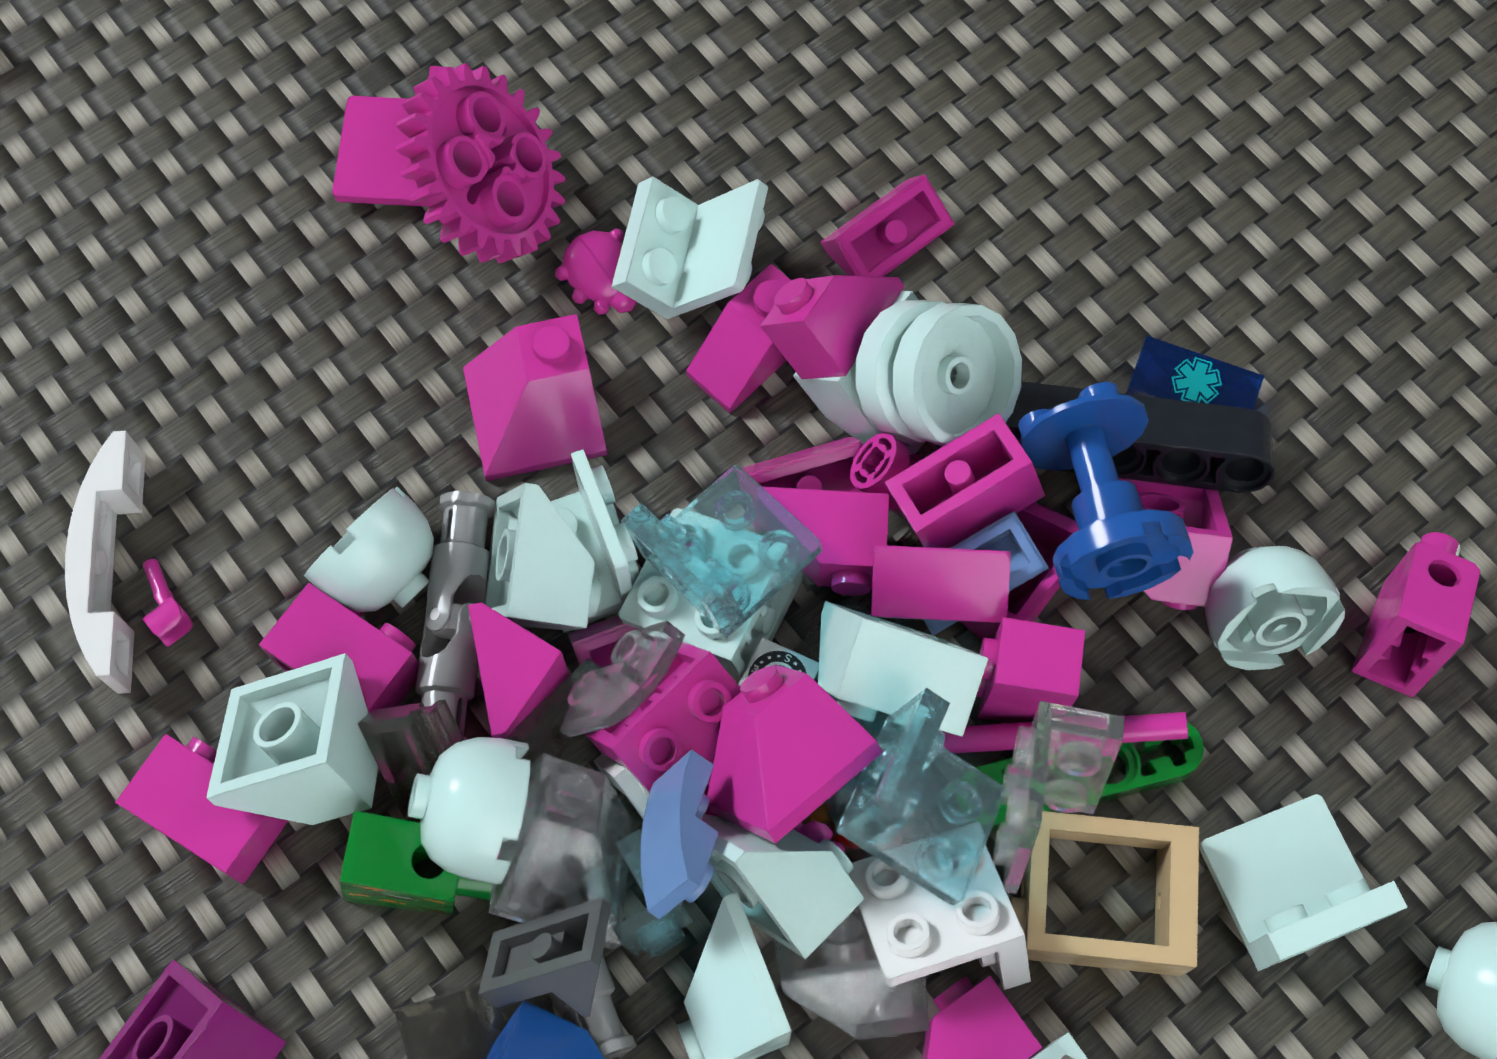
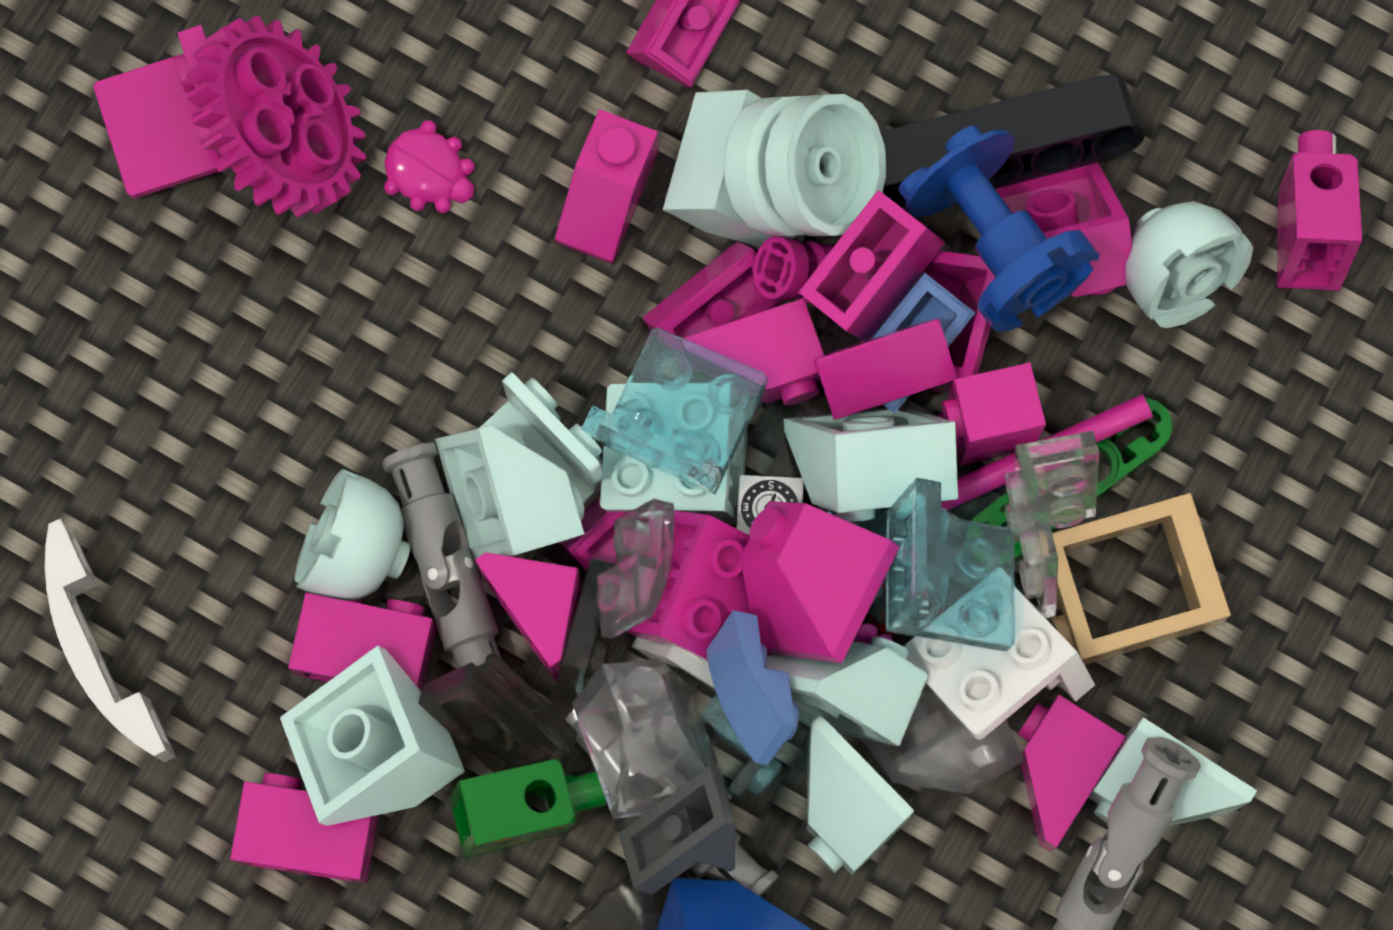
camera: 20 degrees left, 10 degrees up
(169, 619) = (181, 675): dark pink hand -> none
(472, 806) = (566, 734): light aqua cylinder -> none
(534, 399) = (425, 329): dark pink slope -> none
(686, 252) = (510, 117): light aqua bracket -> none
(824, 320) = (680, 149): dark pink slope -> none
(1189, 376) = (1035, 60): clear blue tile -> none
(1293, 882) = (1287, 504): light aqua bracket -> none

